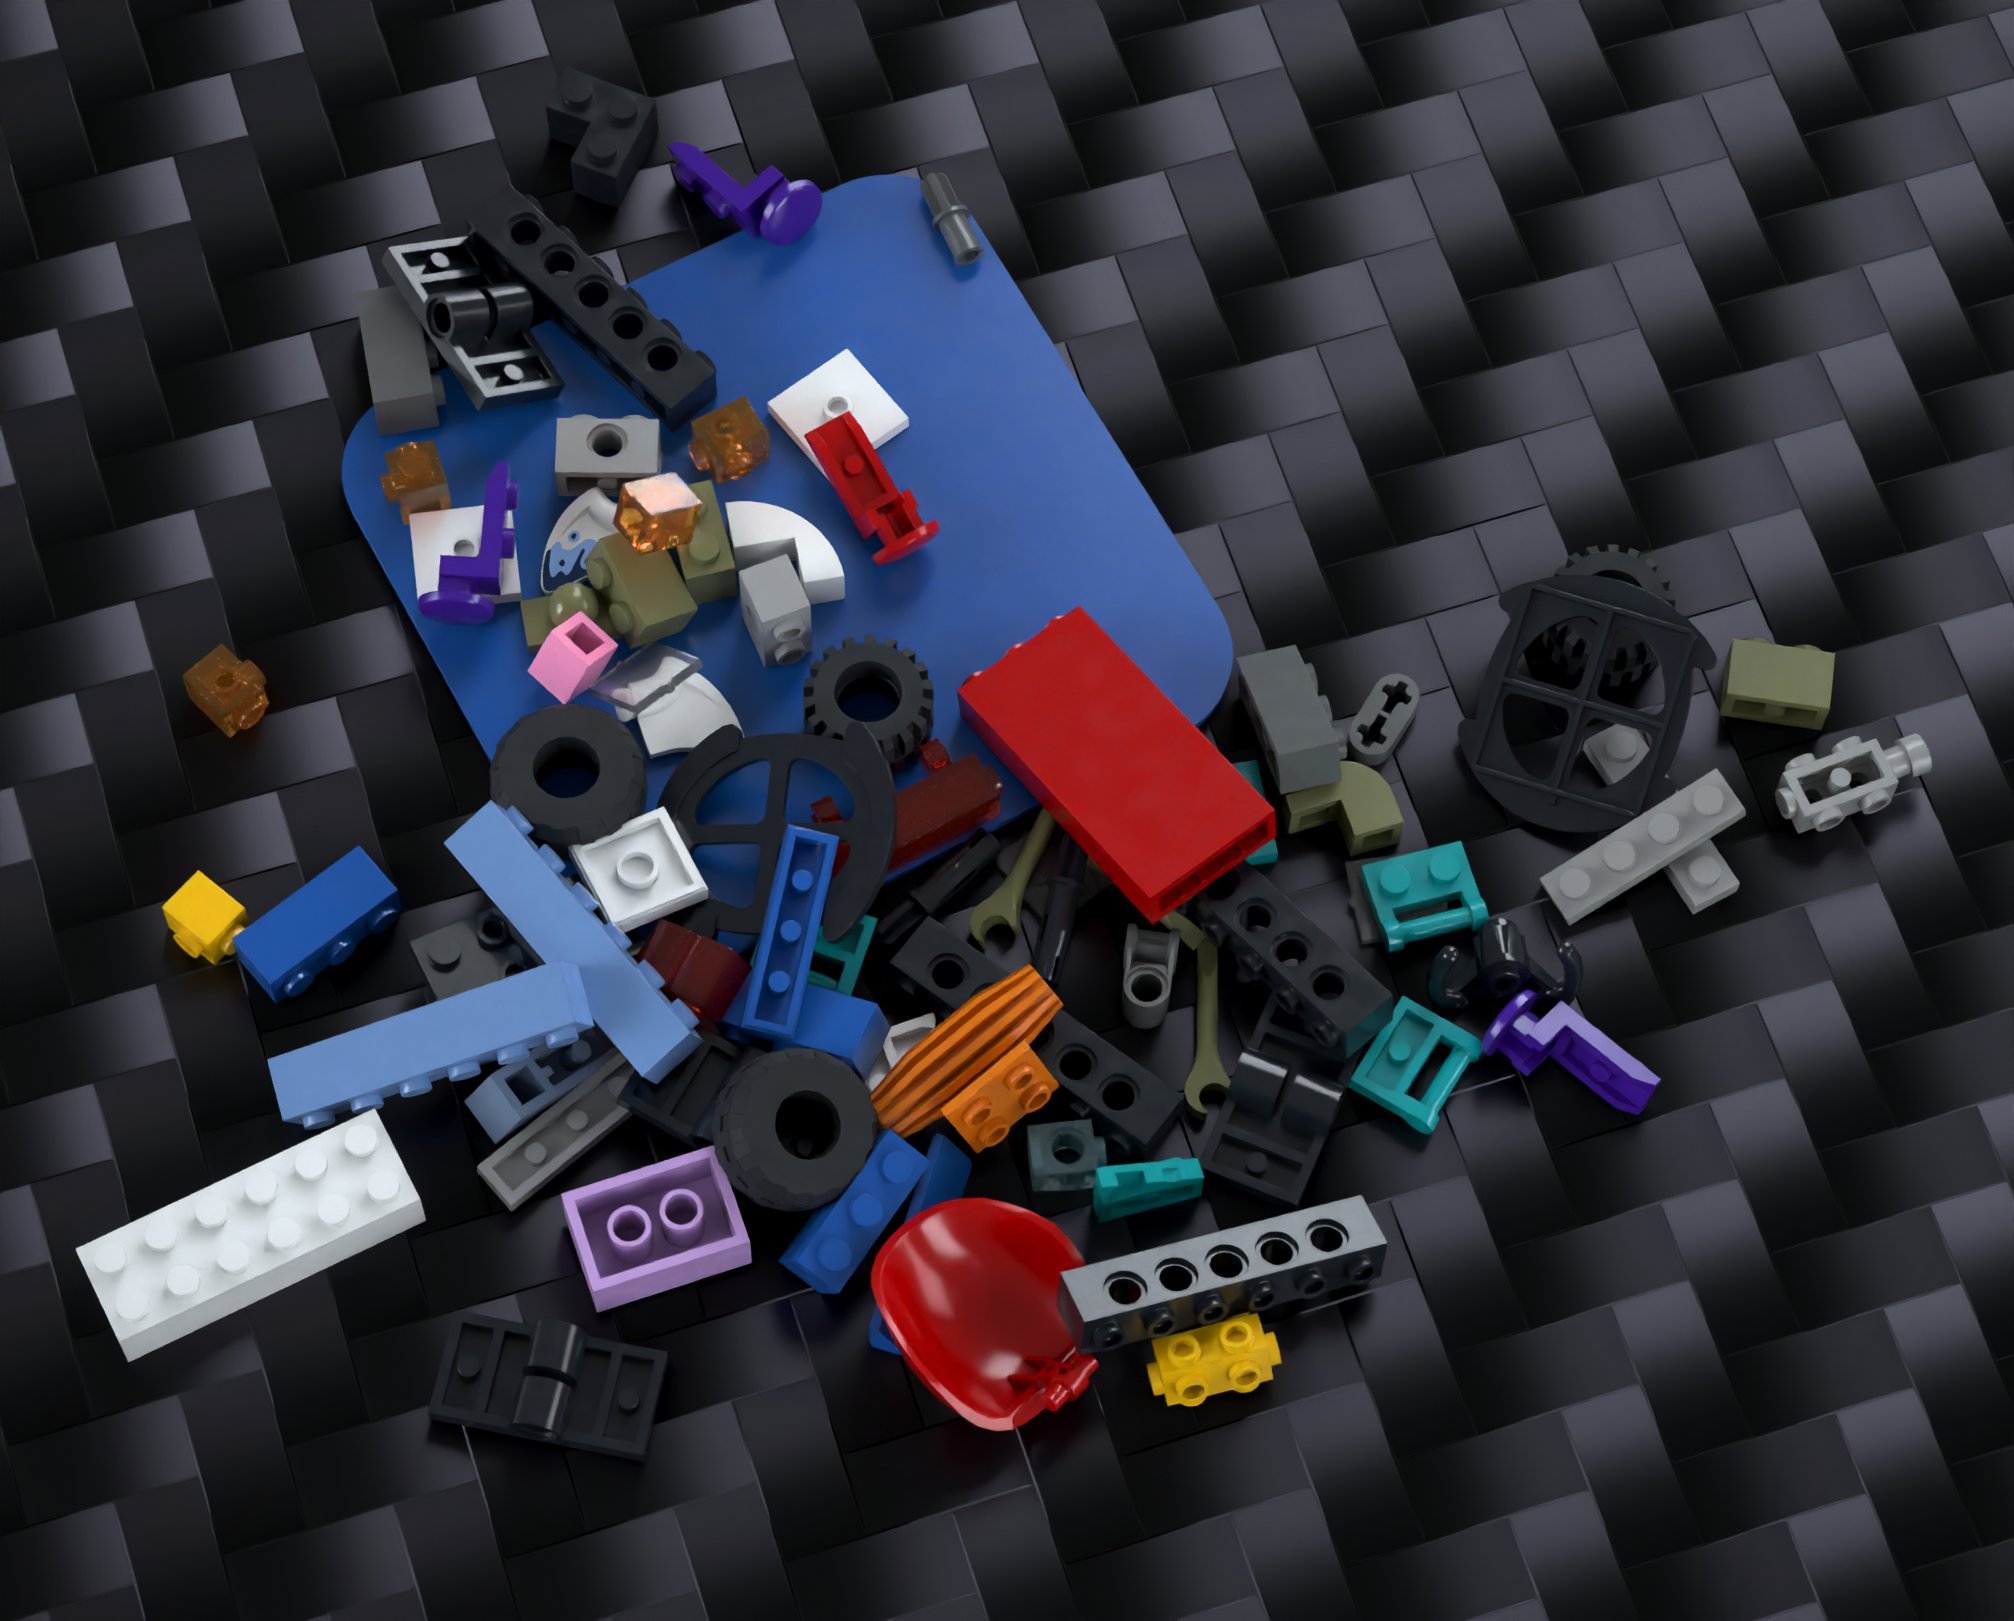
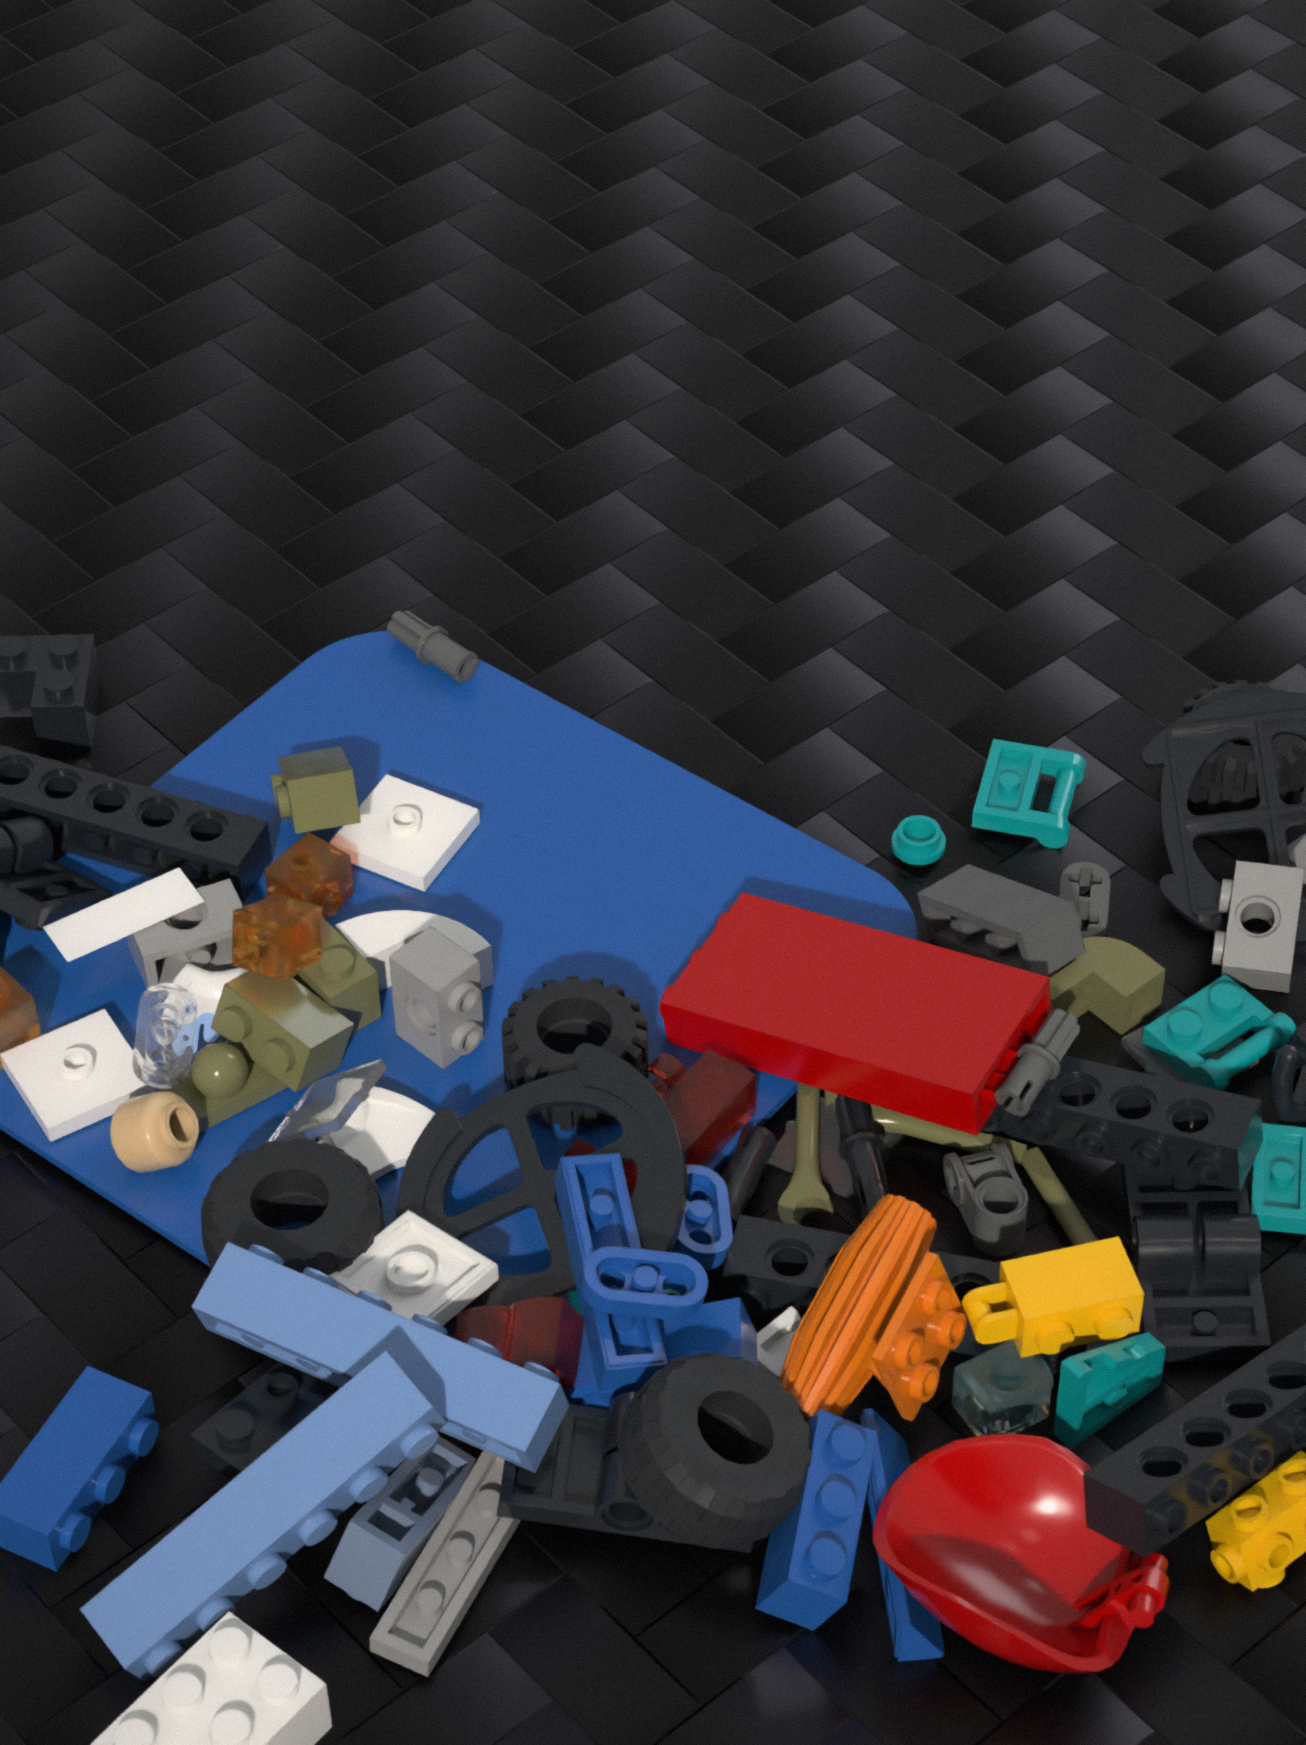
camera: 20 degrees left, 20 degrees down
(466, 577) = (99, 1076): dark purple piece -> none
(497, 646) = (154, 1131): none -> tan head
(540, 558) = (164, 1039): none -> clear plate
(556, 422) = (123, 914): none -> white sticker
(572, 657) = (240, 1110): bright pink brick -> none
(656, 1228) = (606, 1620): lavender brick -> none
(765, 206) = (247, 681): dark purple piece -> none
(771, 352) = (315, 790): none -> olive brick
(800, 963) = (642, 1280): none -> blue plate
(869, 490) = (474, 877): red piece -> none
(893, 911) = (706, 1220): none -> blue plate
(1131, 1107) = (1059, 1299): none -> yellow brick
(1232, 880) = (1038, 1062): none -> dark grey axle
(1277, 594) = (918, 840): none -> teal plate
(1387, 569) = (1011, 787): none -> teal plate
(1540, 796) = (1268, 894): none -> light grey brick

